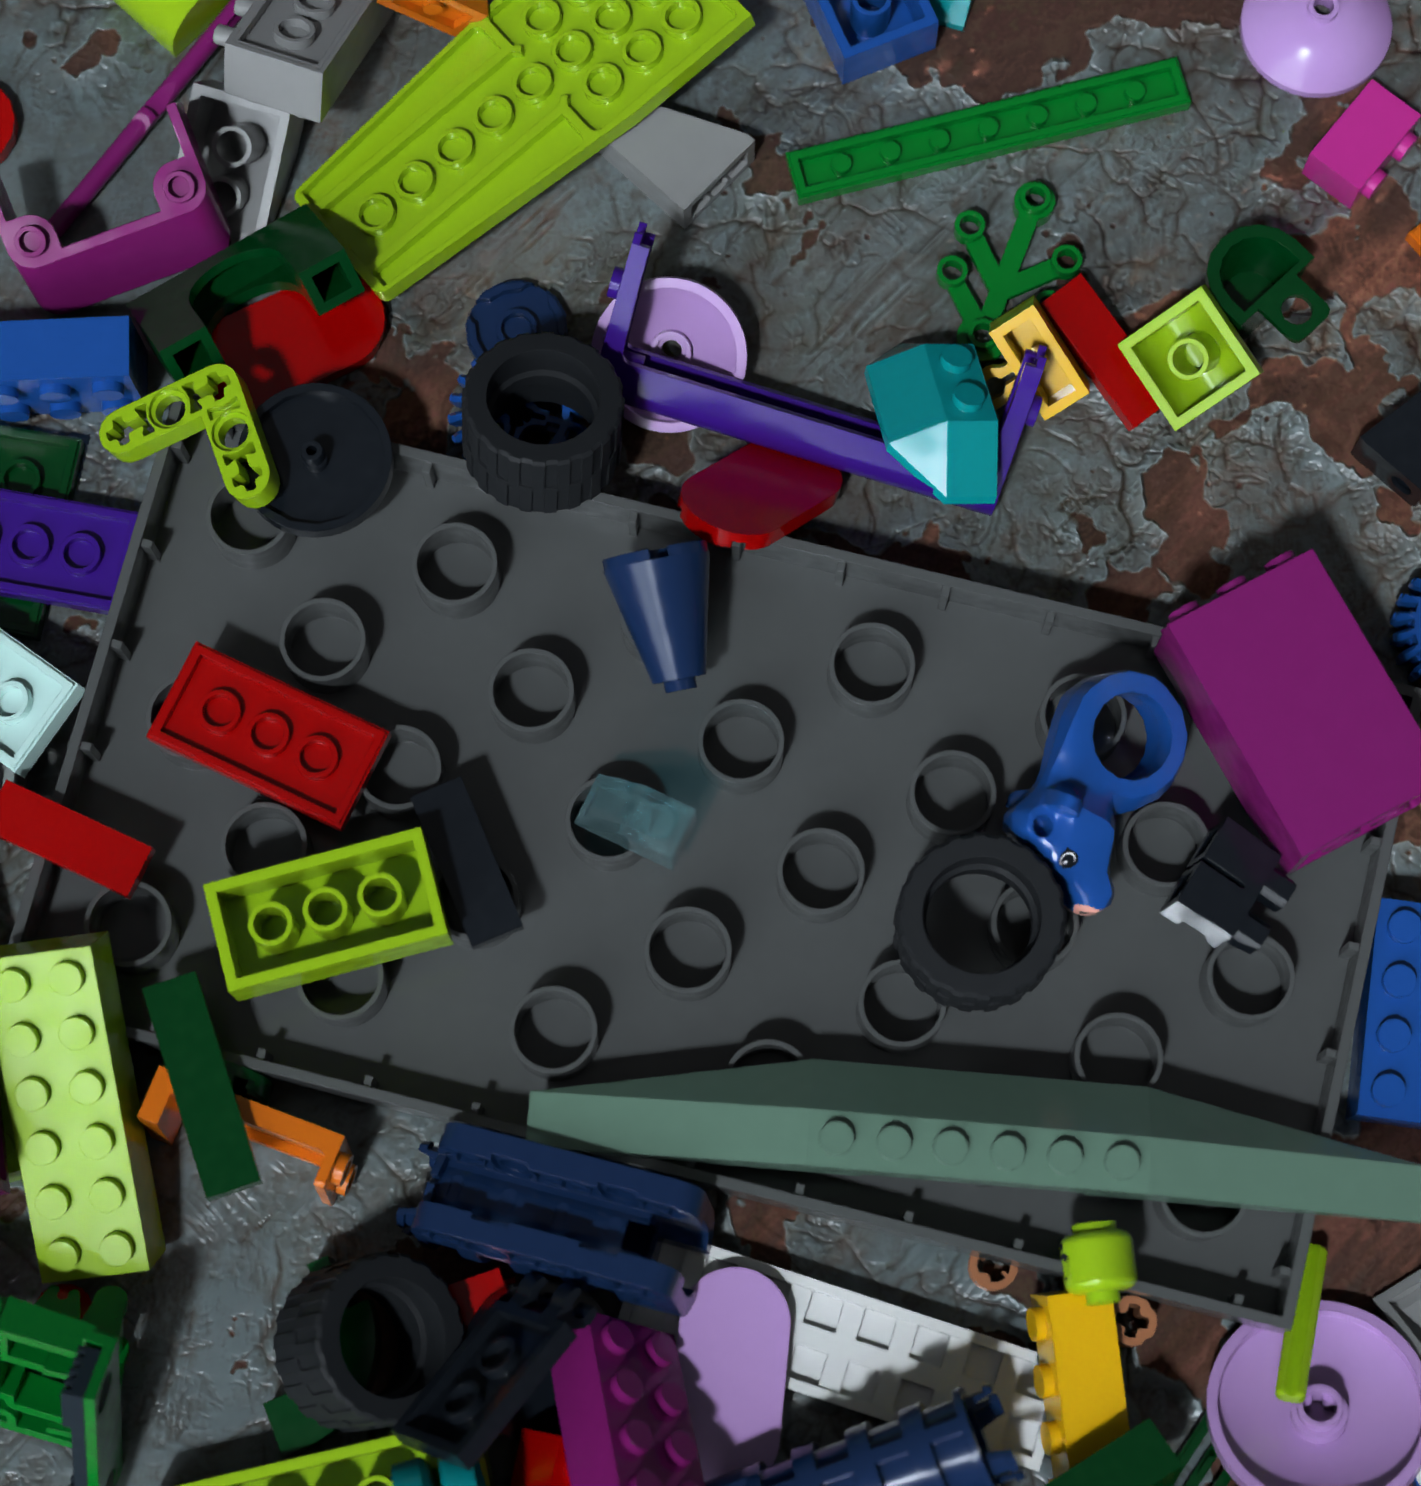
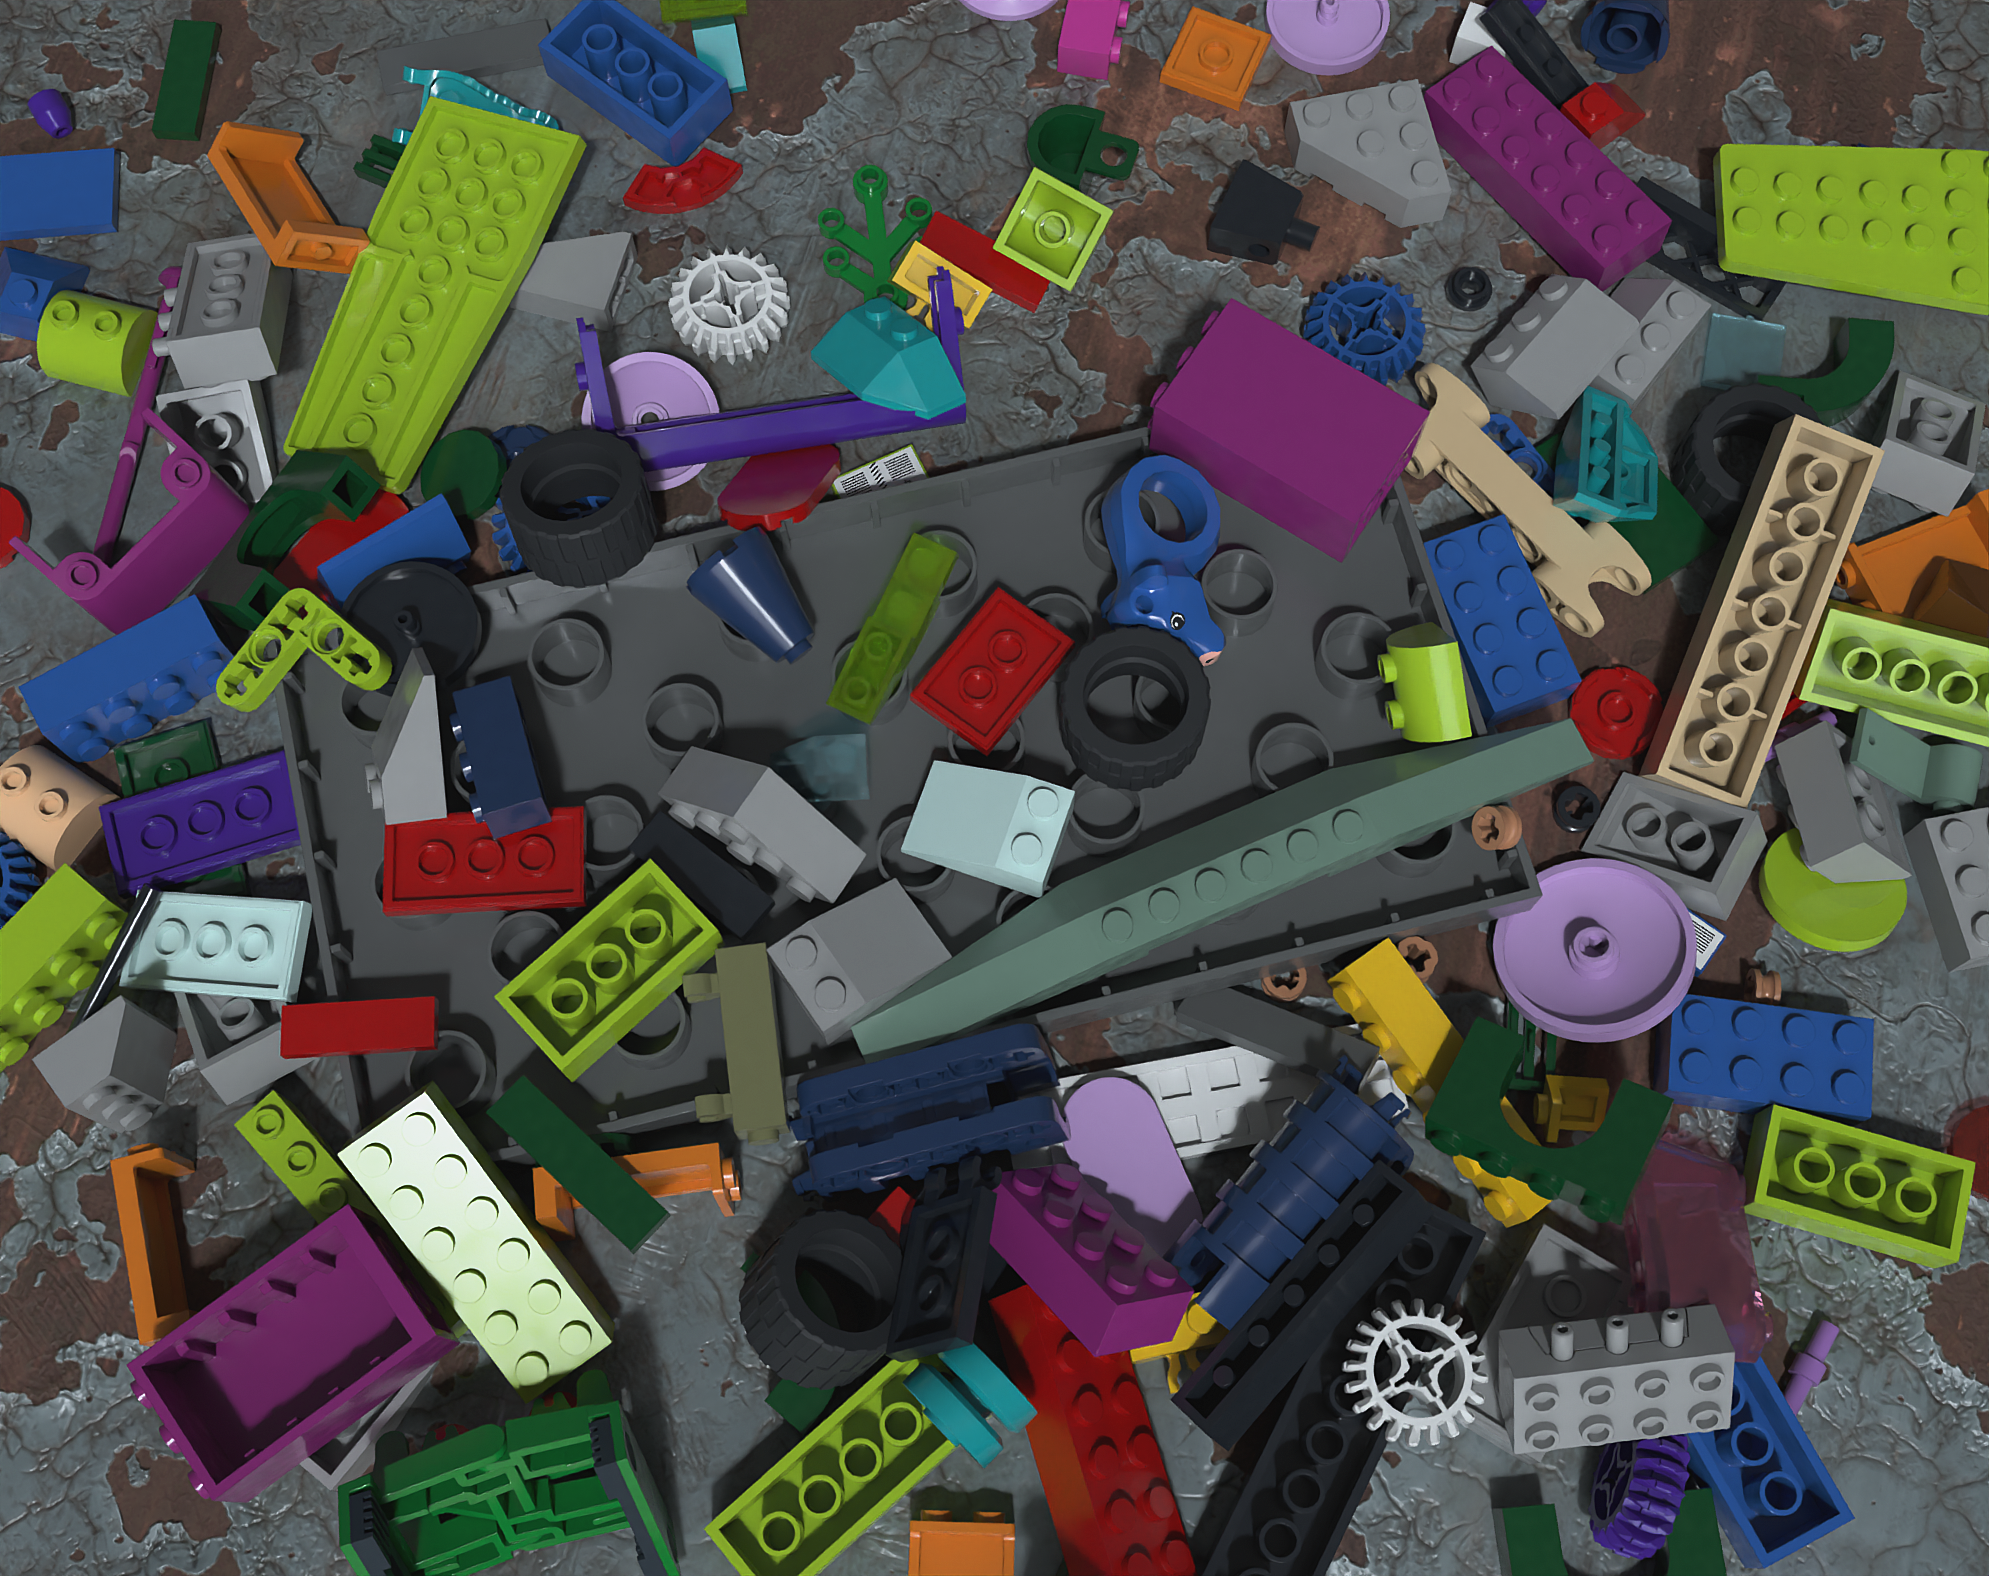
camera: 30 degrees left, 5 degrees down
(242, 599) = (406, 751): none -> light grey slope
(332, 642) = (499, 758): none -> dark blue brick
(377, 370) = (422, 535): none -> blue slope
(425, 1058) = (751, 1044): none -> olive brick
(456, 313) = (466, 472): none -> dark green tile
(547, 845) = (762, 822): none -> light grey brick
(573, 1027) = (857, 957): none -> light grey slope
(773, 963) = (990, 825): none -> light aqua slope
(784, 714) = (894, 630): none -> clear neon green slope
(836, 270) = (710, 323): none -> white gear
(839, 107) = (682, 186): none -> red tile
(864, 804) = (992, 671): none -> red tile
(874, 533) = (885, 472): none -> white tile
(951, 1321) = (1275, 1033): none -> dark grey tile
(987, 131) = (804, 151): green tile -> none
(1098, 1262) = (1370, 918): lime head -> none
(1223, 884) = (1302, 586): black hips -> none
(1282, 1238) = (1503, 833): none -> nougat bush
(1292, 1052) = (1426, 685): none -> lime brick
(1299, 1342) = (1550, 906): lime axle -> none
(1394, 1271) = (1587, 798): none -> black bush

